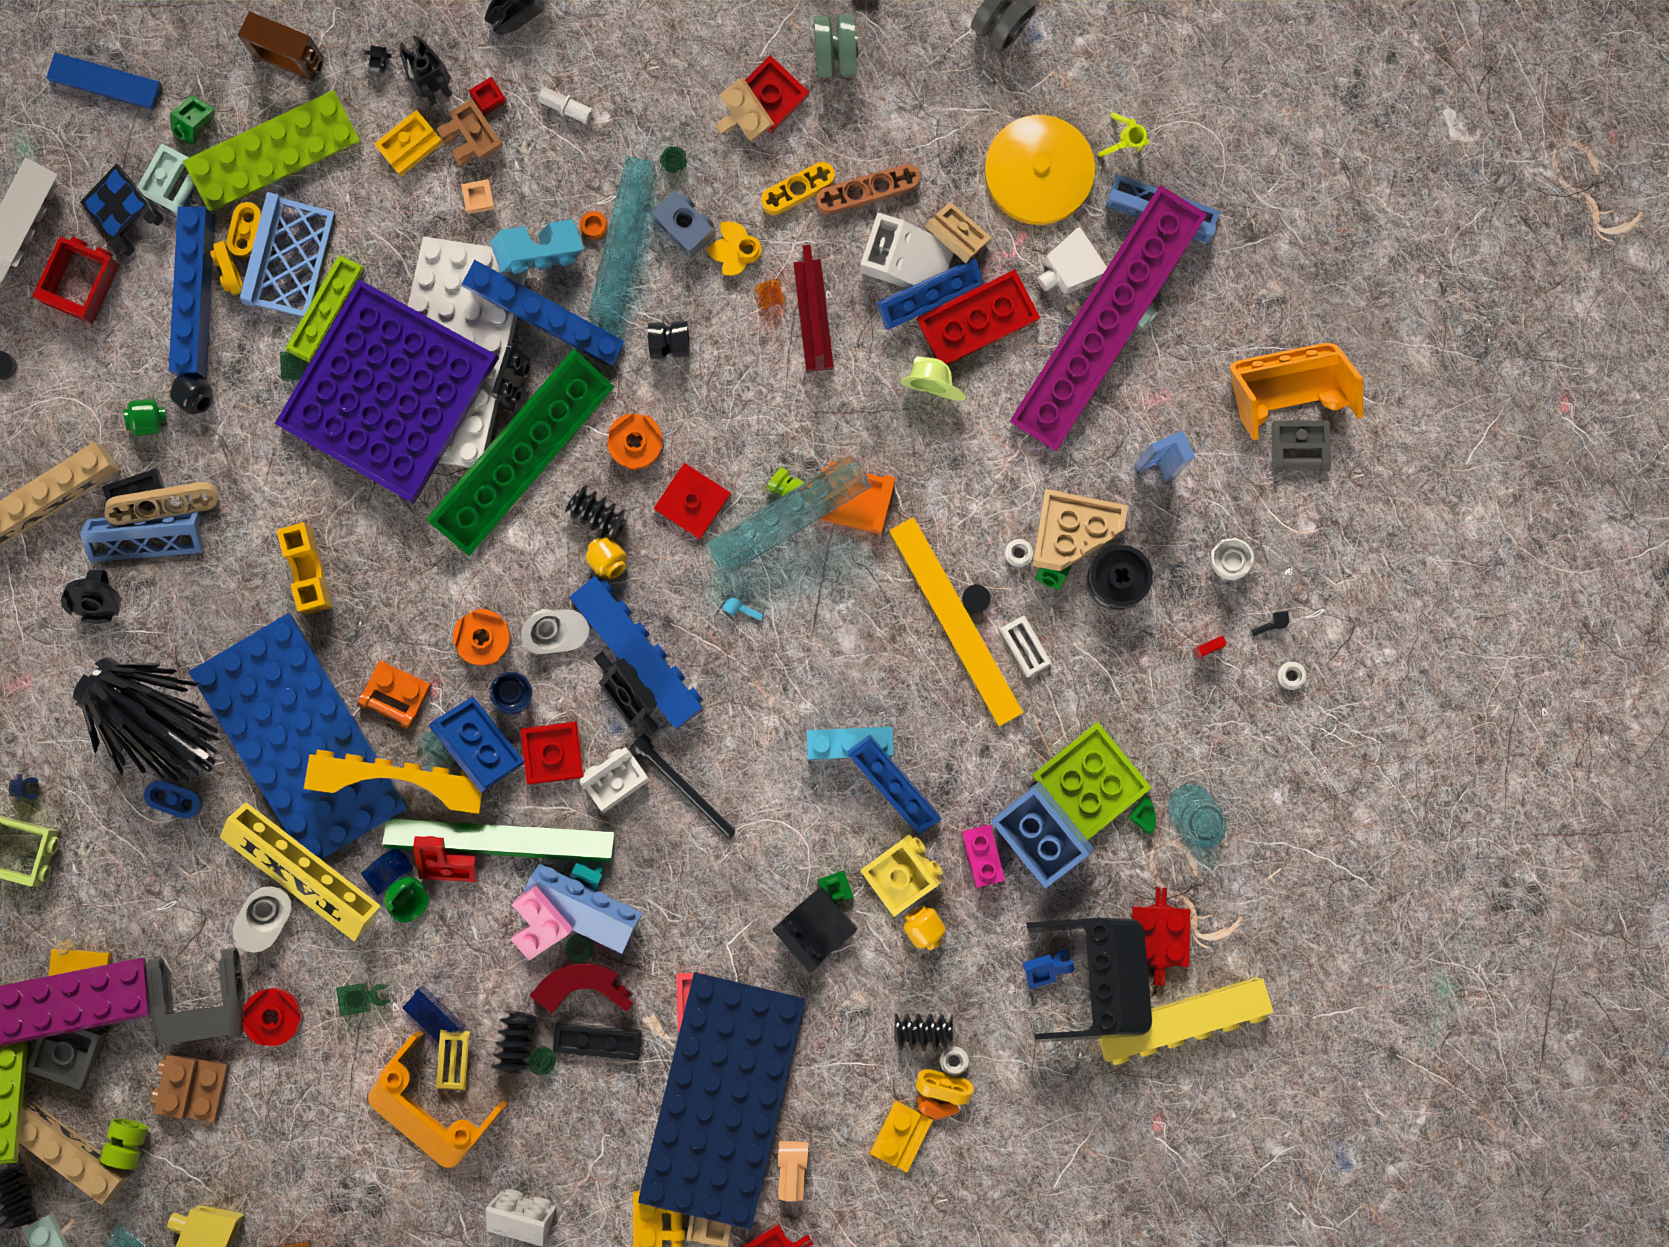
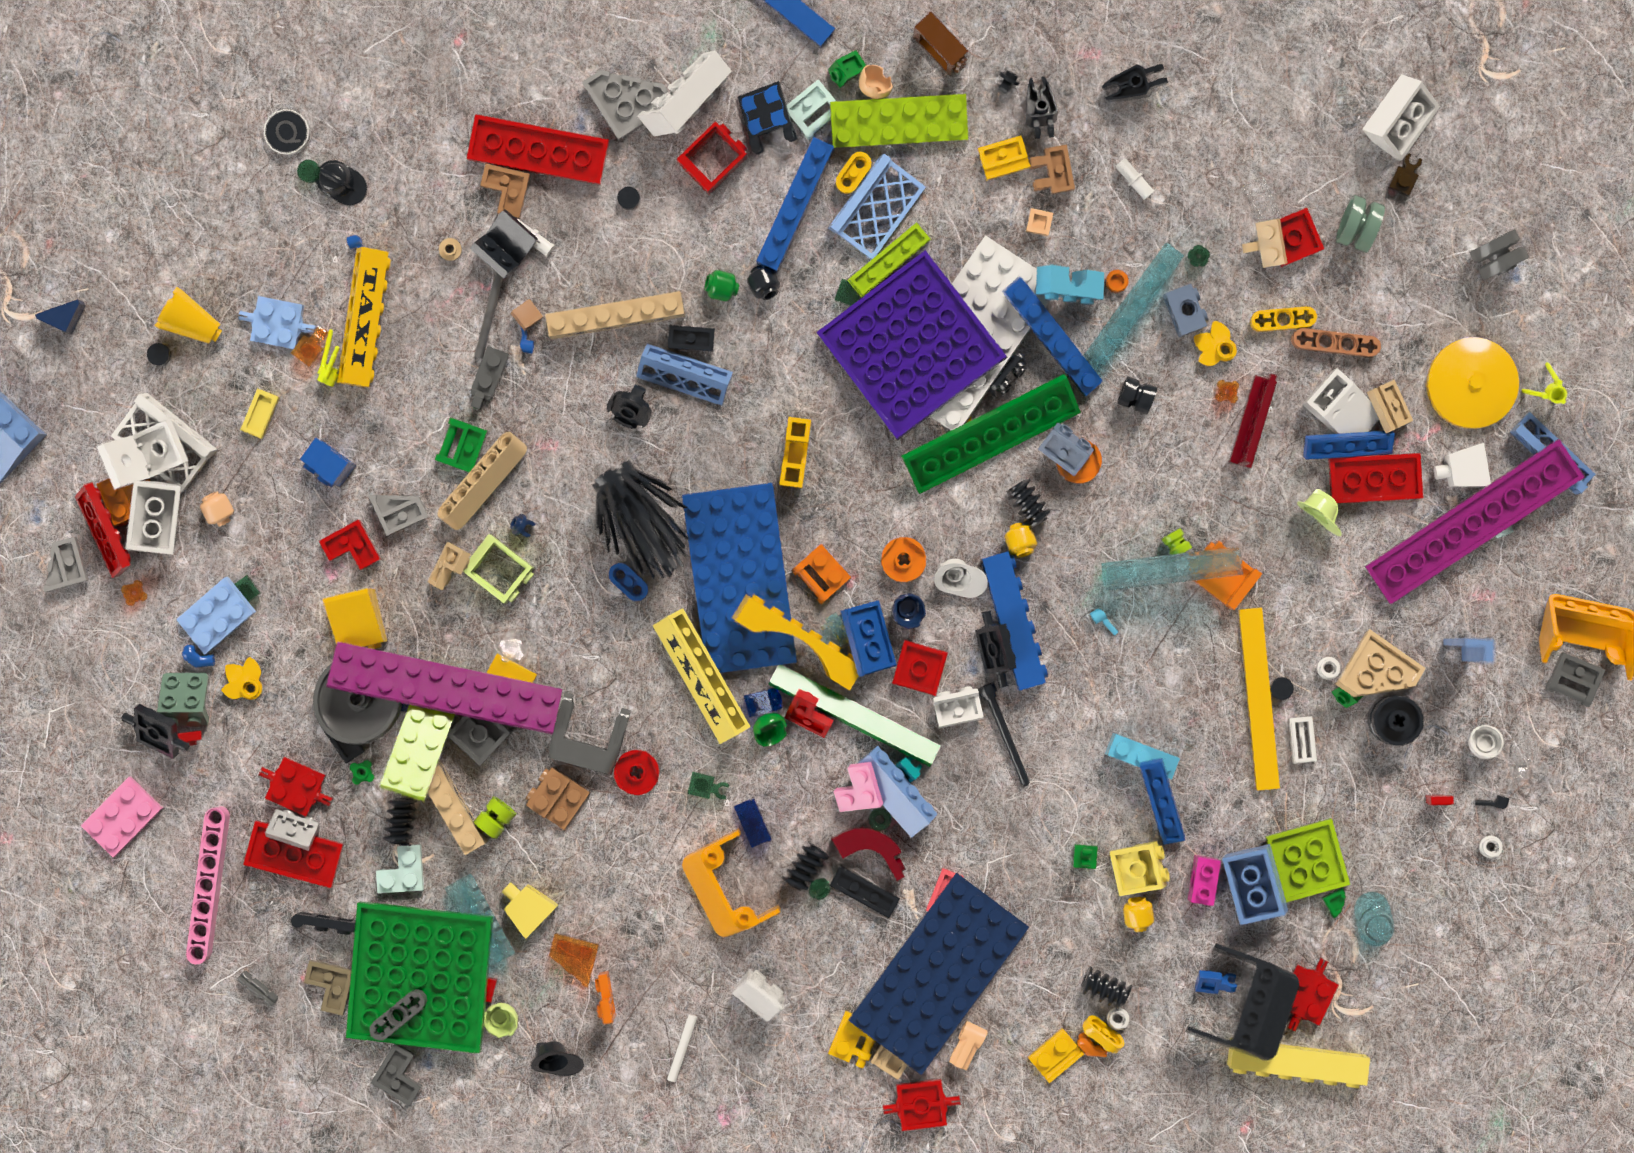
camera: 25 degrees right, 5 degrees up
(162, 506) = (707, 360): tan beam -> none
(226, 121) = (874, 83): none -> light nougat hair
(231, 277) = (828, 187): yellow plate -> none
(261, 919) = (660, 698): white piece -> none
(454, 1036) = (764, 844): light yellow tile -> none
(487, 96) = (1078, 145): red tile -> none
(612, 432) = (1066, 448): none -> sand blue bracket
(692, 501) = (1101, 524): red plate -> none
(815, 929) = (1059, 880): black bracket -> none

